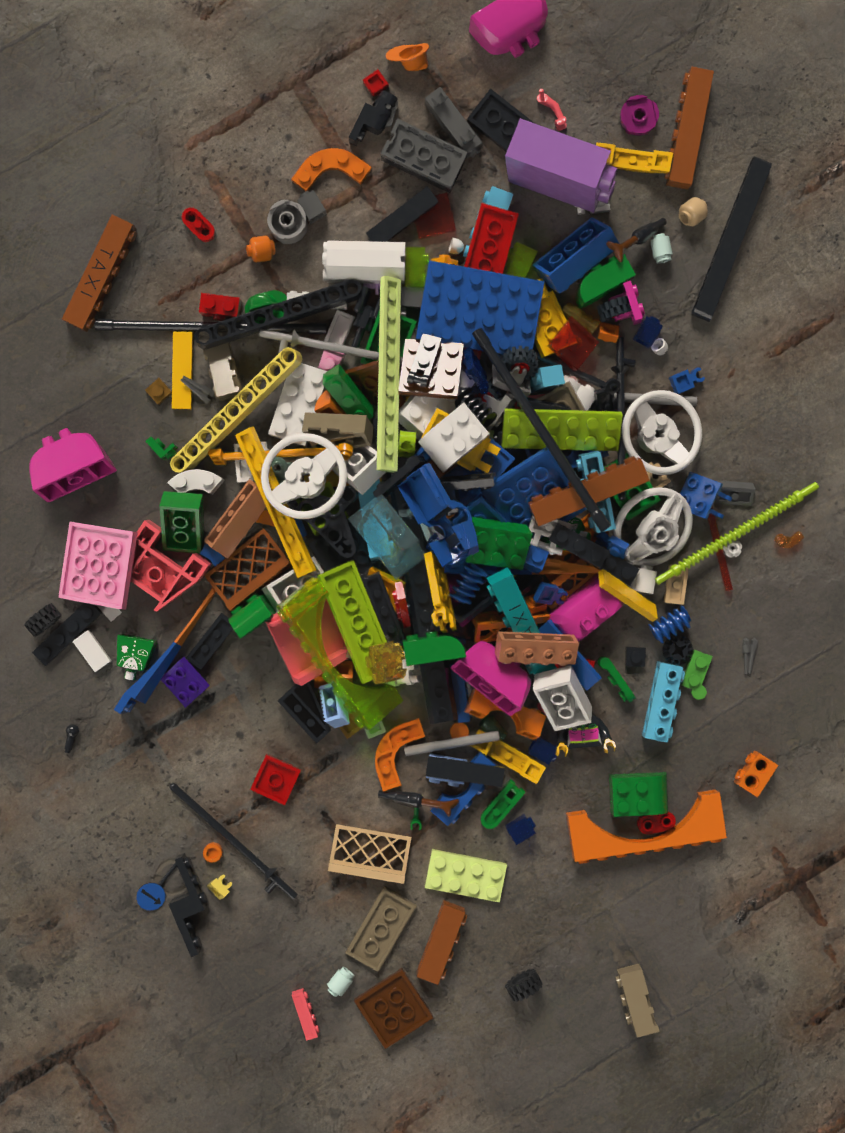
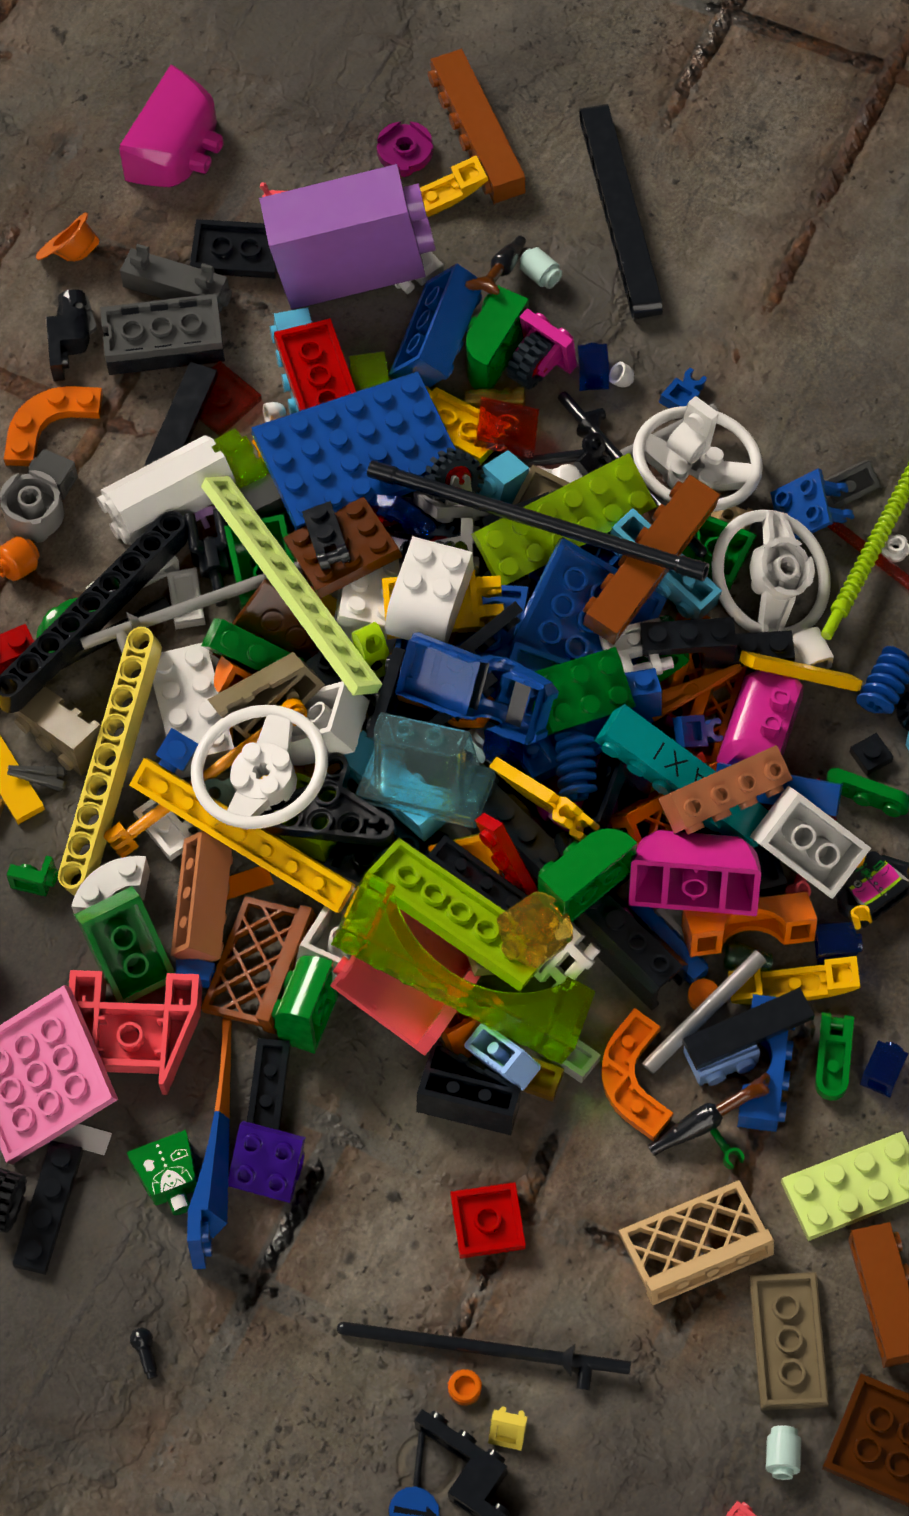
camera: 30 degrees left, 25 degrees down
(92, 650) = (101, 1209): white tile -> none
(270, 433) = (176, 751): none -> blue brick
(331, 359) = (197, 626): bright pink brick -> none
(375, 83) = (43, 297): red tile -> none
(608, 332) = (543, 396): orange plate -> none
(616, 546) = (745, 618): blue plate -> none
(666, 423) = (696, 431): none -> white plate
(676, 588) = (859, 636): tan plate -> none
(693, 211) = (549, 207): tan head -> none

